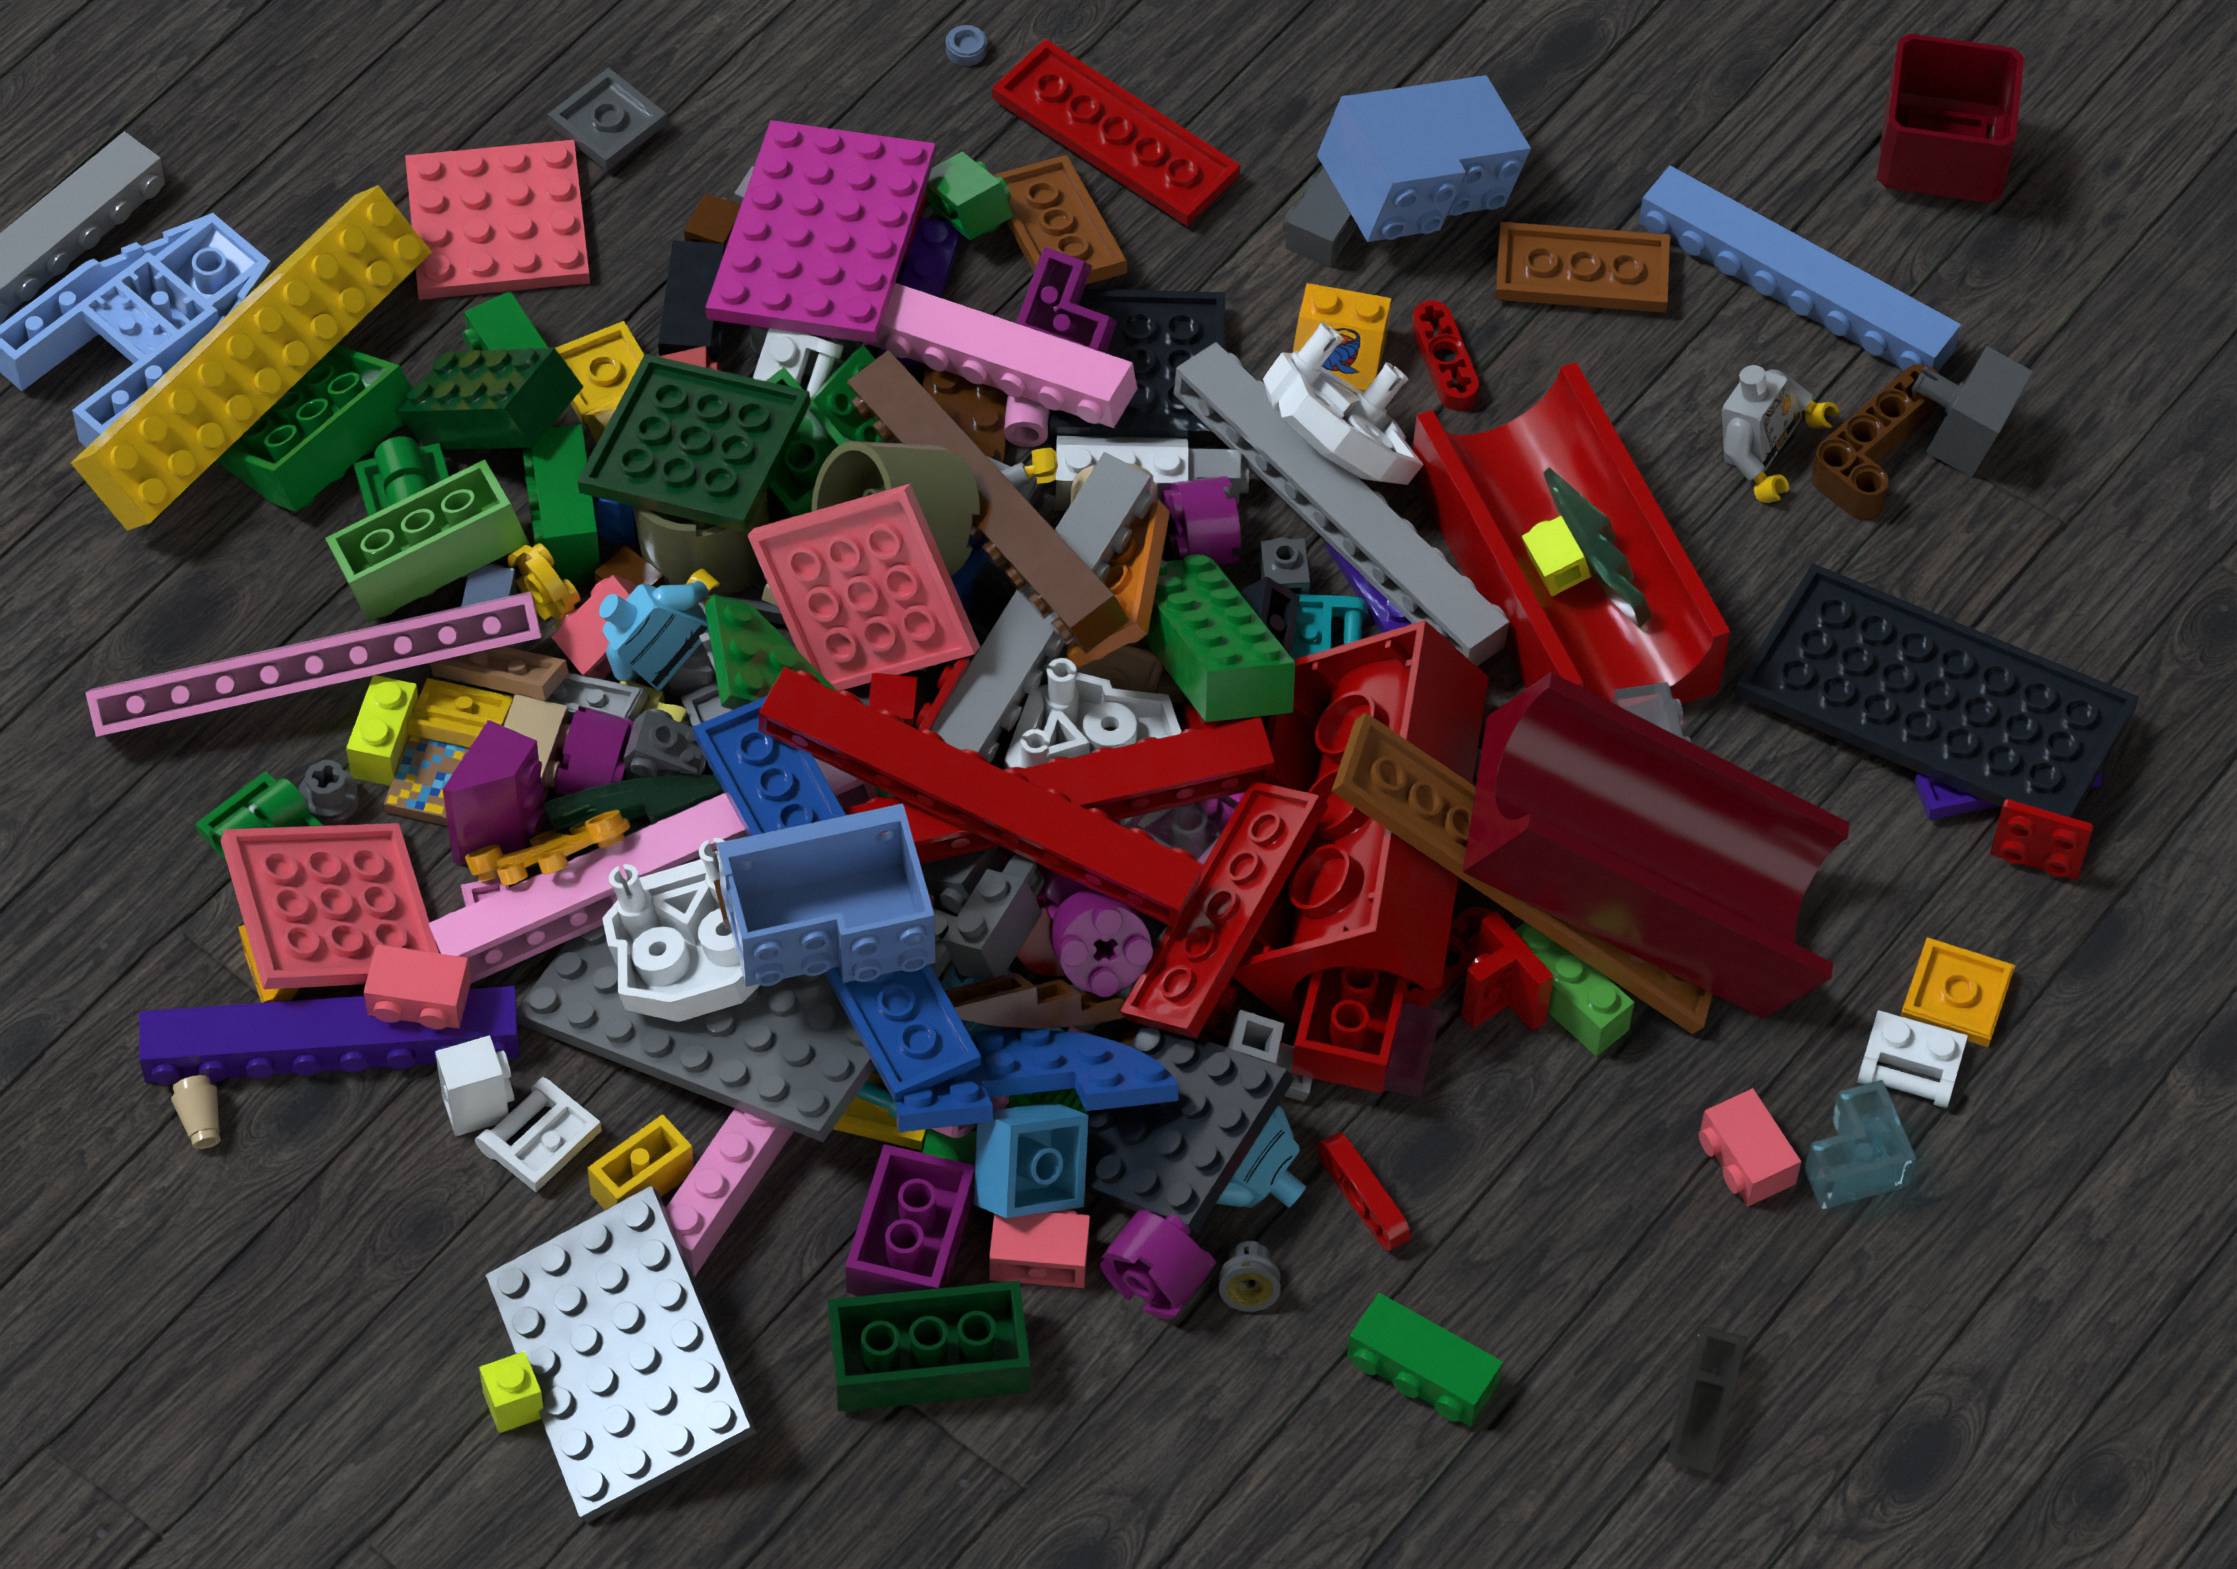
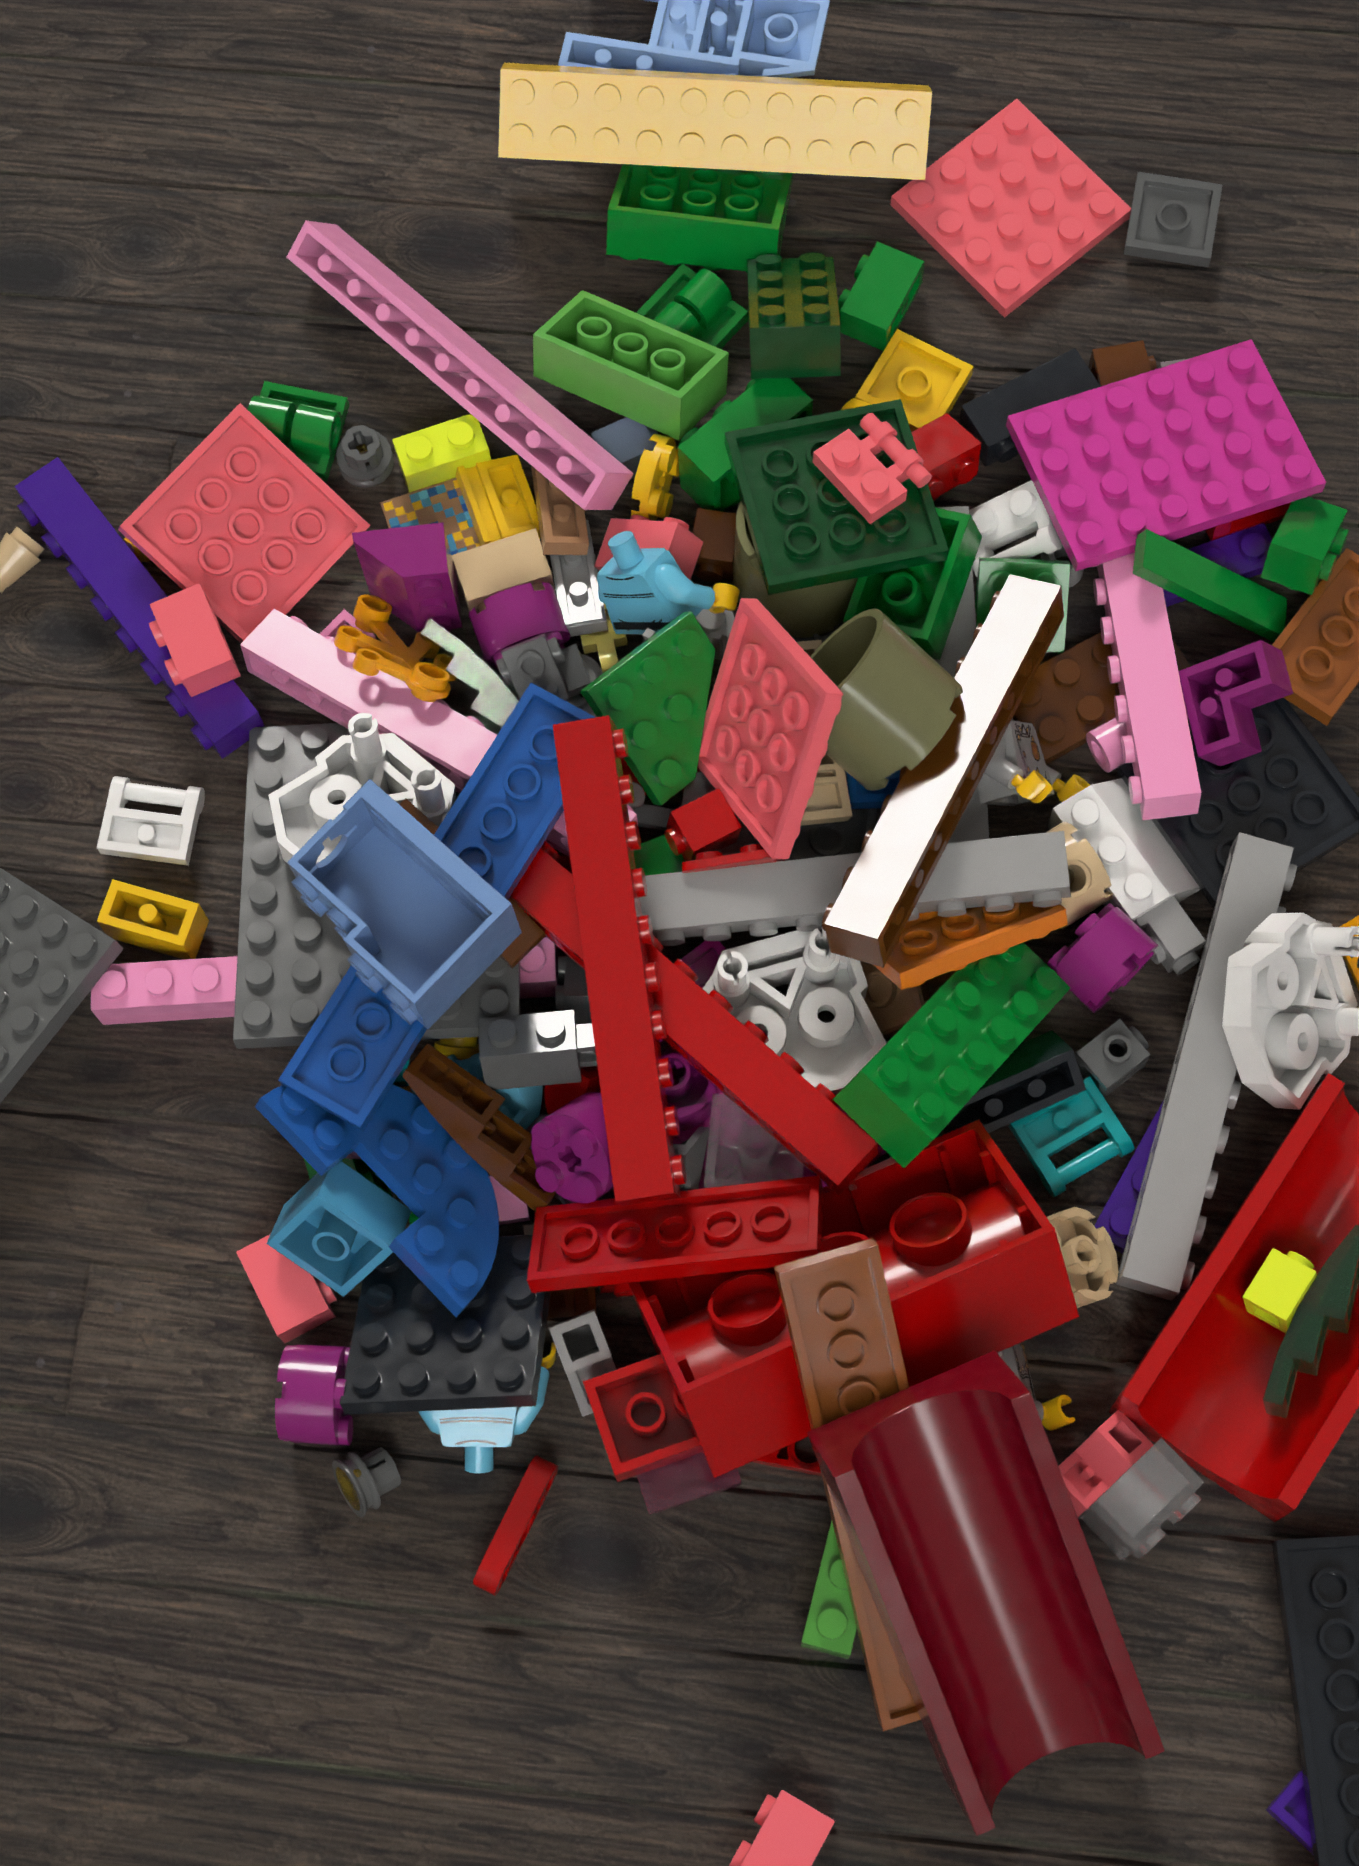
camera: 65 degrees right, 15 degrees up
(474, 1084) = (145, 742): white brick -> none
(696, 409) = (862, 477): none -> coral plate
(910, 1224) = (224, 1172): magenta brick -> none
(929, 1346) = (127, 1255): dark green brick -> none
(954, 271) = (1209, 585): none -> green tile
(1424, 1360) = (375, 1684): green brick -> none
(1505, 976) = (786, 1509): red bracket -> none

